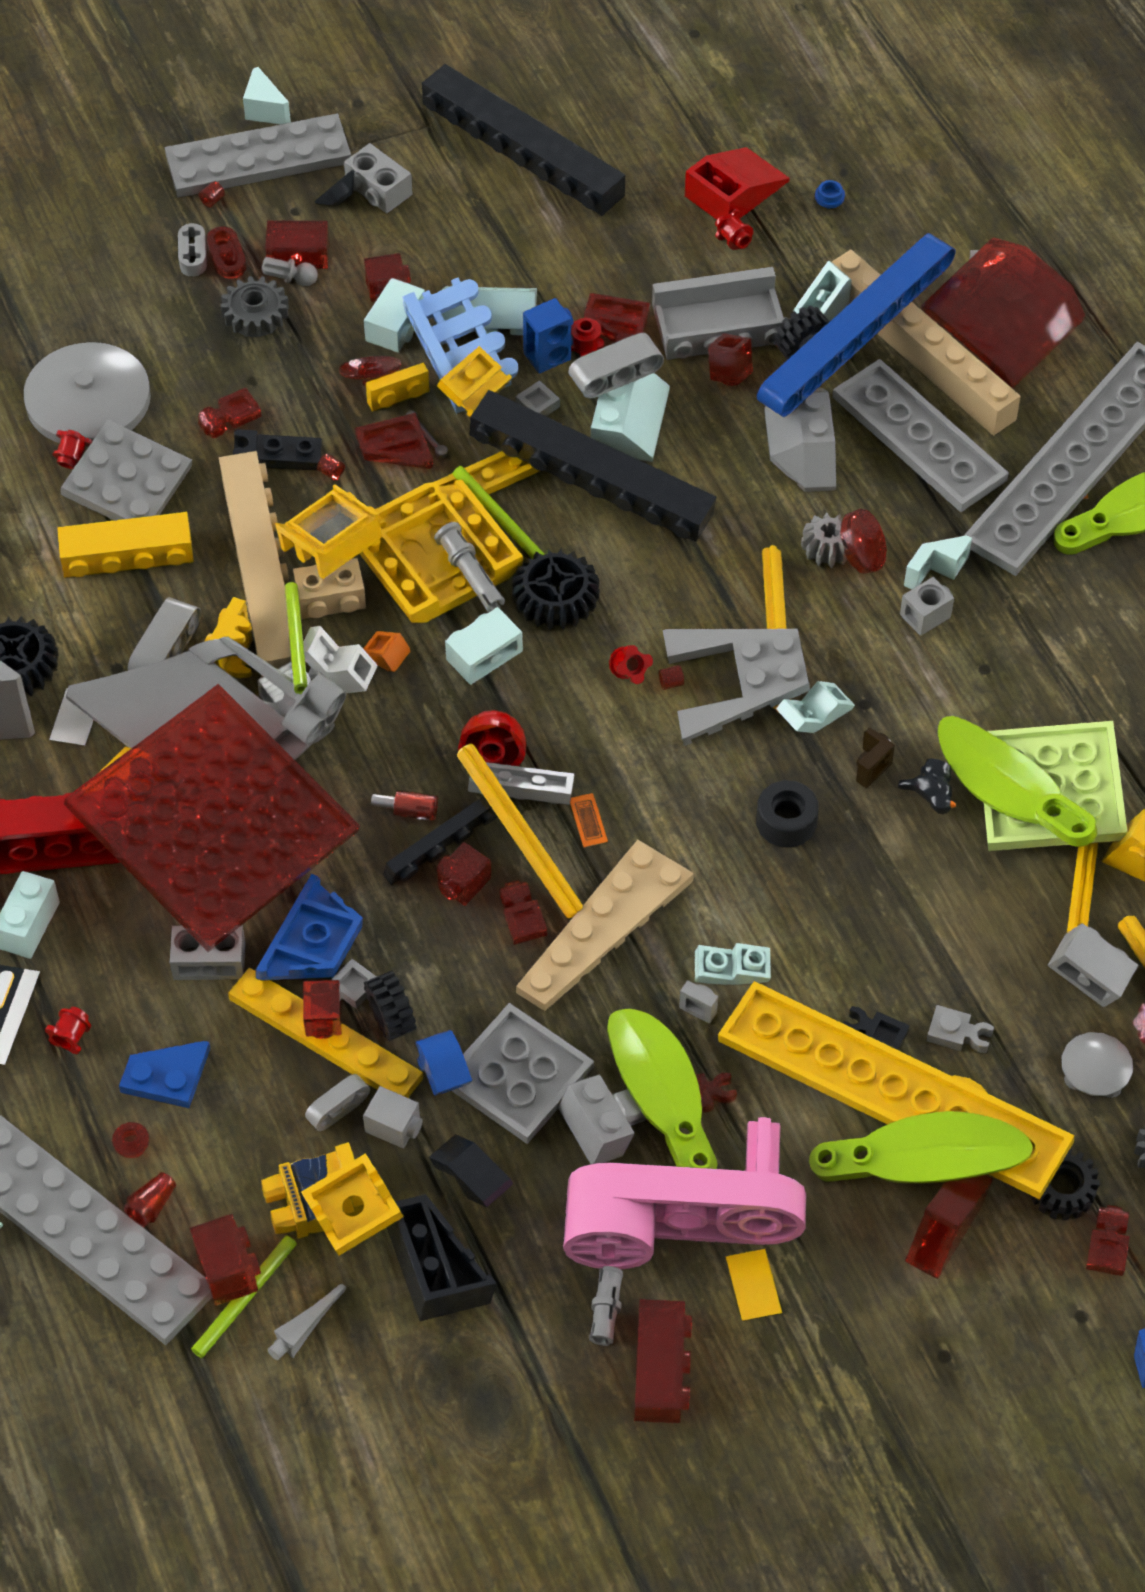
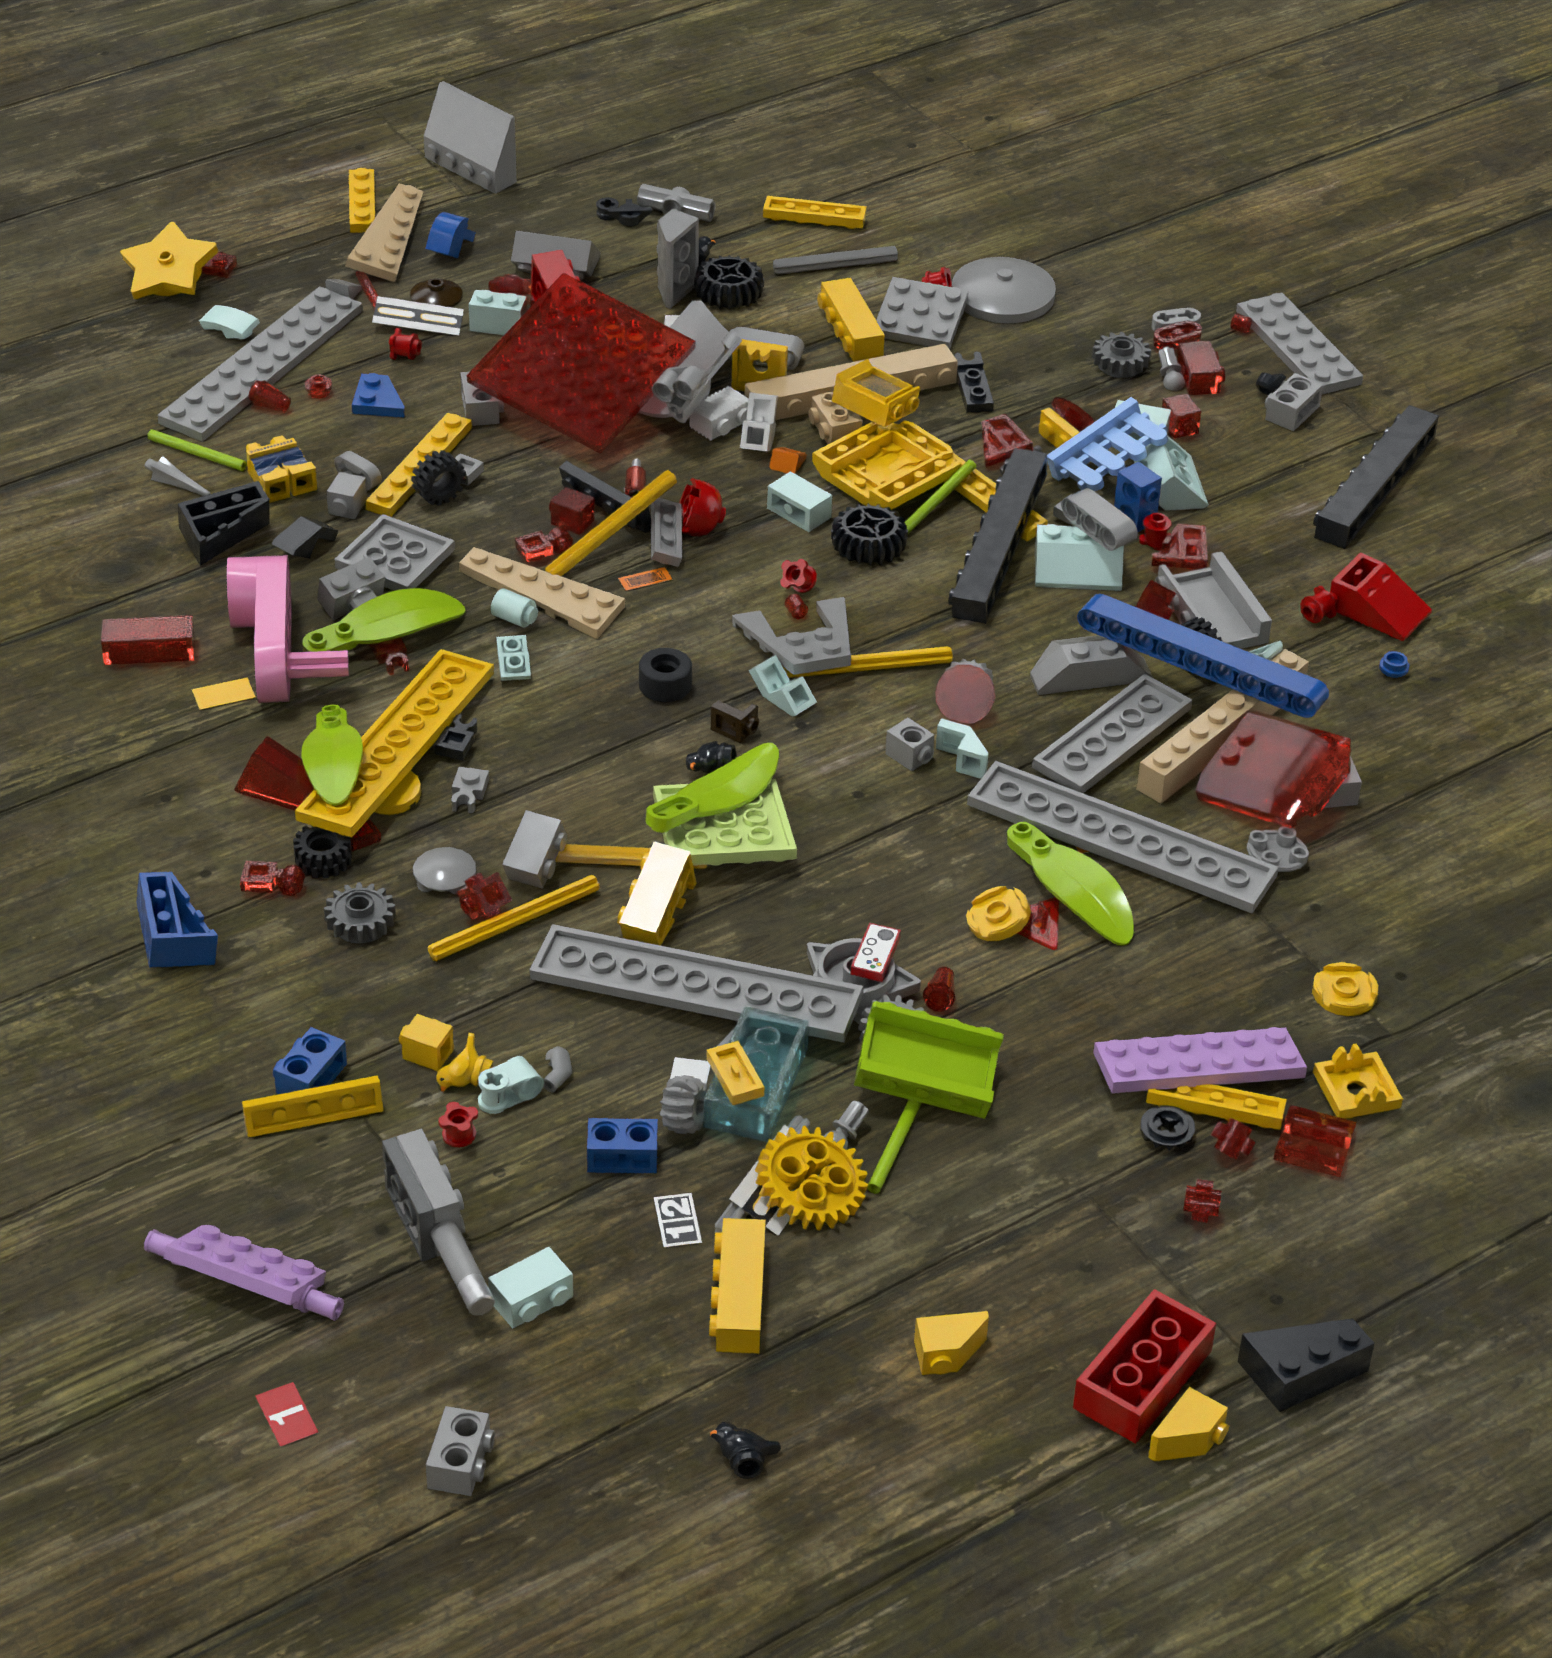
camera: 80 degrees right, 15 degrees down
(224, 1259) = (217, 427): clear red brick -> none
(236, 408) = (1005, 357): clear red plate -> none
(264, 101) = (1361, 333): light aqua slope -> none
(295, 637) = (765, 383): lime piece -> none
(311, 937) = (504, 444): blue wing -> none
(322, 1008) = (425, 439): clear red brick -> none
(331, 467) = (966, 412): clear red piece -> none
(352, 1180) = (264, 456): yellow piece -> none
(443, 1062) = (385, 499): blue brick -> none
(463, 556) = (878, 472): light grey pin -> none
(472, 379) = (1066, 454): yellow plate -> none
(606, 1305) = (200, 613): light grey pin -> none
(646, 952) = (514, 608): none -> light aqua brick
(698, 1001) = (471, 637): light grey plate -> none
(1102, 339) = (1278, 848): none -> light grey dish

